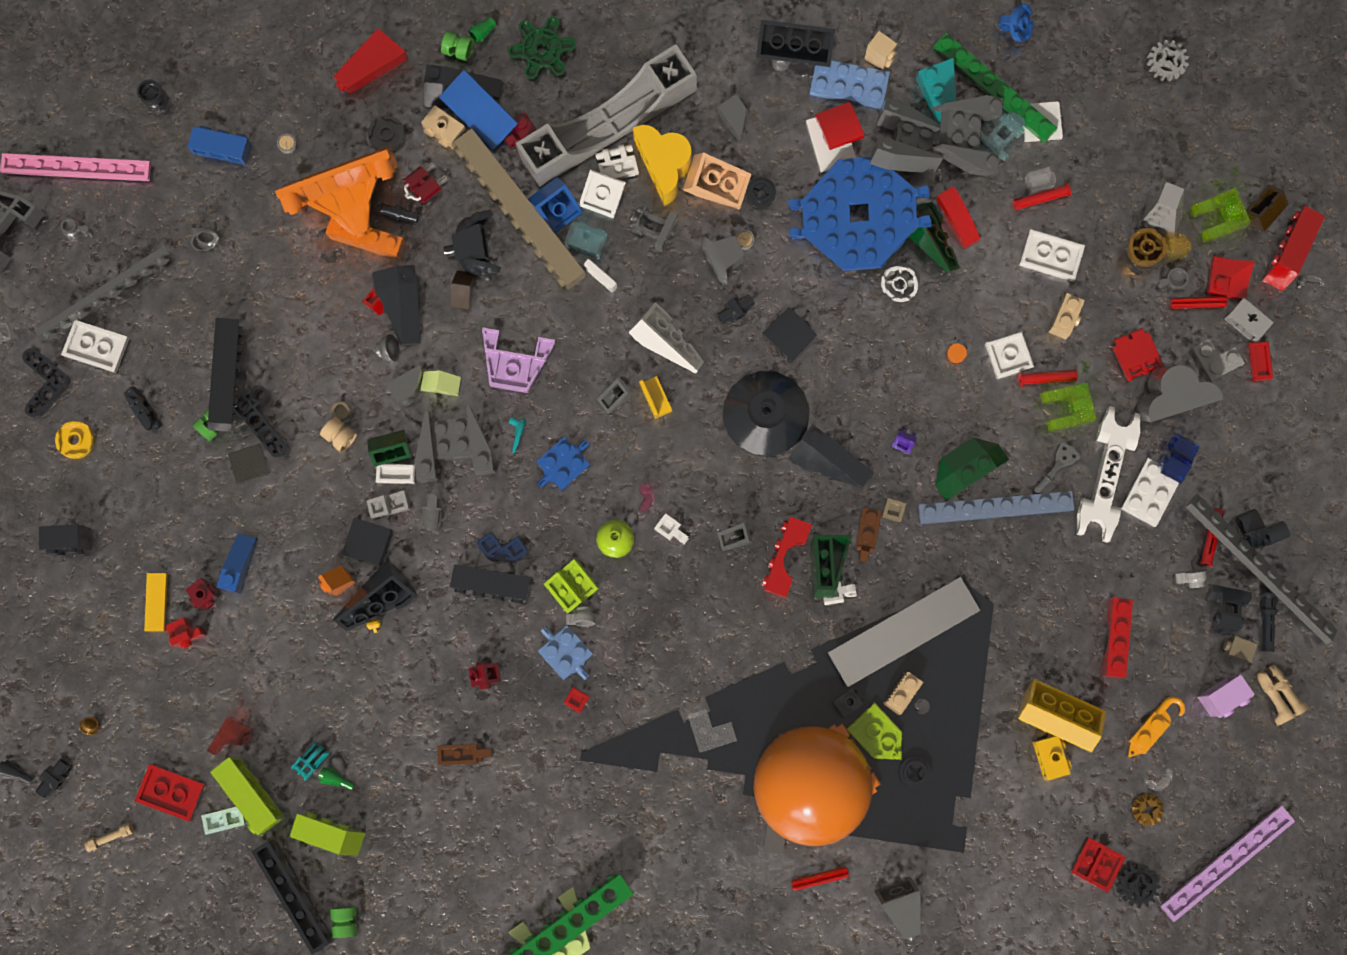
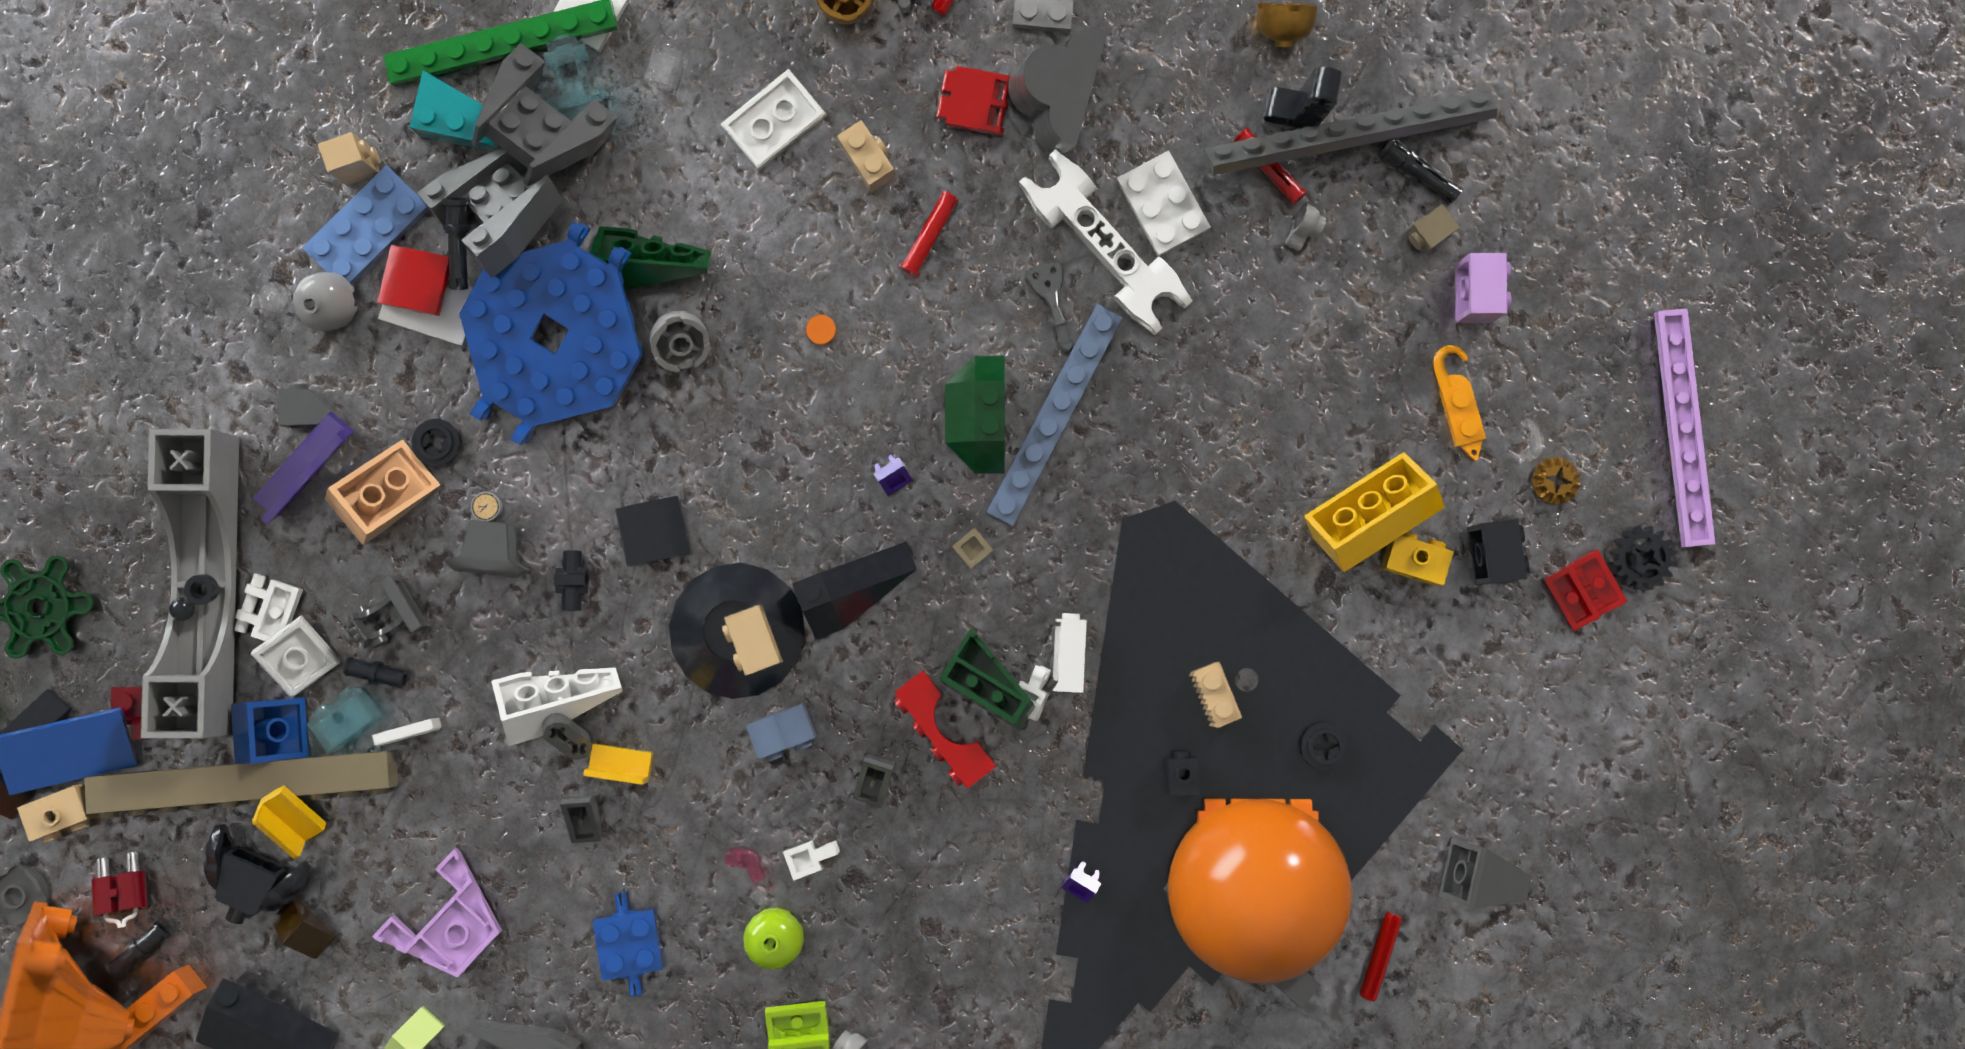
camera: 65 degrees left, 5 degrees up
(516, 245) = (287, 820): none -> yellow panel
(520, 426) = (545, 974): teal bar -> none
(590, 120) = (184, 607): none -> black plate
(620, 240) = (376, 673): none -> black pin
(649, 359) = (564, 739): none -> dark grey beam
(665, 158) = (303, 540): yellow brick -> none
(706, 132) = (302, 466): none -> dark purple fence
(709, 737) = (1107, 986): clear plate -> none
(729, 471) = (782, 731): none -> sand blue brick
(752, 685) = (1080, 884): none -> tile
(770, 422) = (752, 640): none -> tan brick
(795, 43) = (261, 264): black slope -> none
(797, 87) = (324, 301): none -> light grey cylinder
(868, 532) = (979, 601): reddish brown hinge -> none
(872, 598) = (1069, 653): none -> white window
(877, 734) = (1245, 762): lime tile -> none
(883, 128) = (457, 227): none -> black pin
(903, 632) = (1138, 643): light grey slope -> none
(958, 217) = (642, 207): red slope -> none
(1009, 355) = (868, 263): white tile -> none
(1043, 196) = (688, 80): red pin -> none
(1080, 405) = (993, 217): clear neon green brick -> none
(1086, 799) = (1497, 552): none -> black brick
(1119, 622) = (1339, 388): red arch -> none
(1178, 458) = (1143, 139): clear blue brick -> none
(1225, 621) = (1388, 224): black tile -> none
(1282, 685) = (1508, 207): tan piece -> none
(1297, 494) = (1286, 21): none -> pearl gold cylinder

